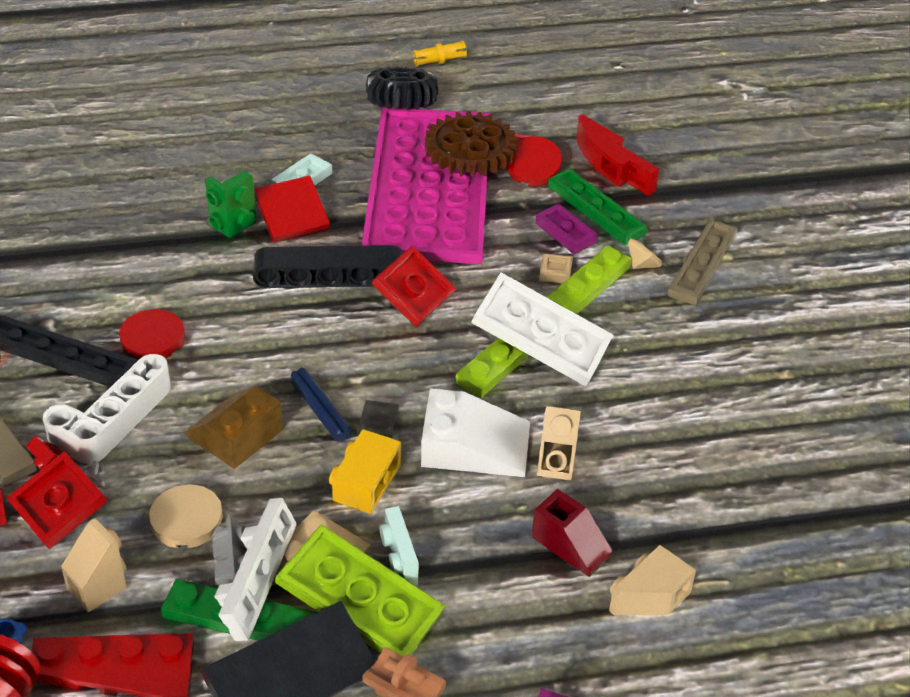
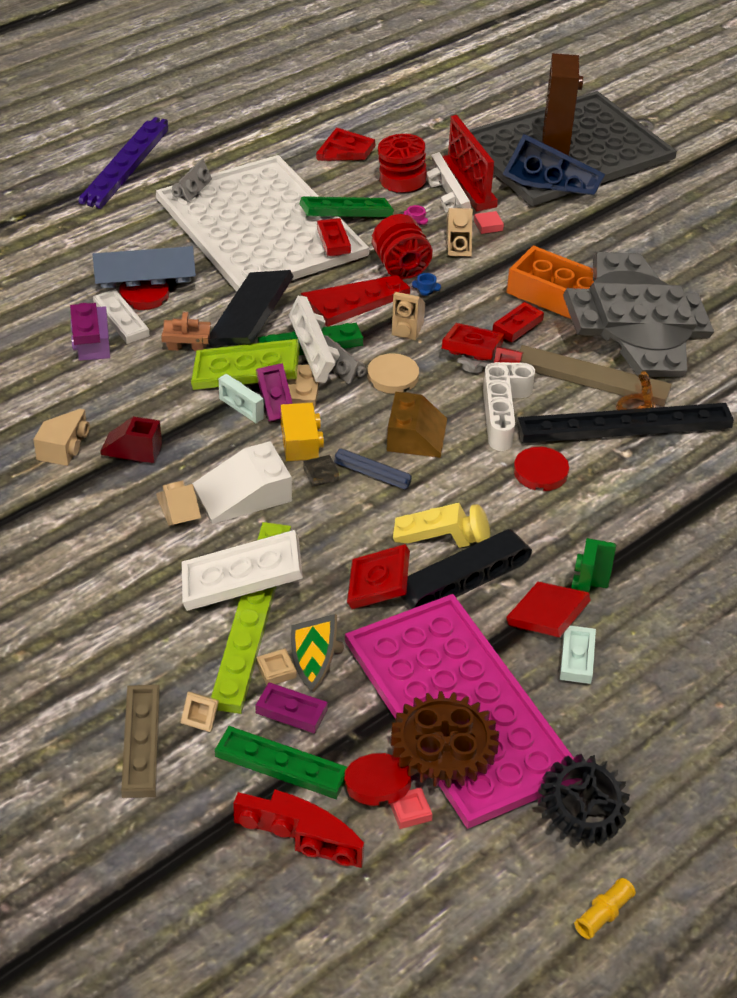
camera: 150 degrees right, 0 degrees up
(313, 308) = (441, 522): none -> light yellow piece
(359, 521) = (274, 390): none -> magenta plate
(520, 248) = (313, 648): none -> shield

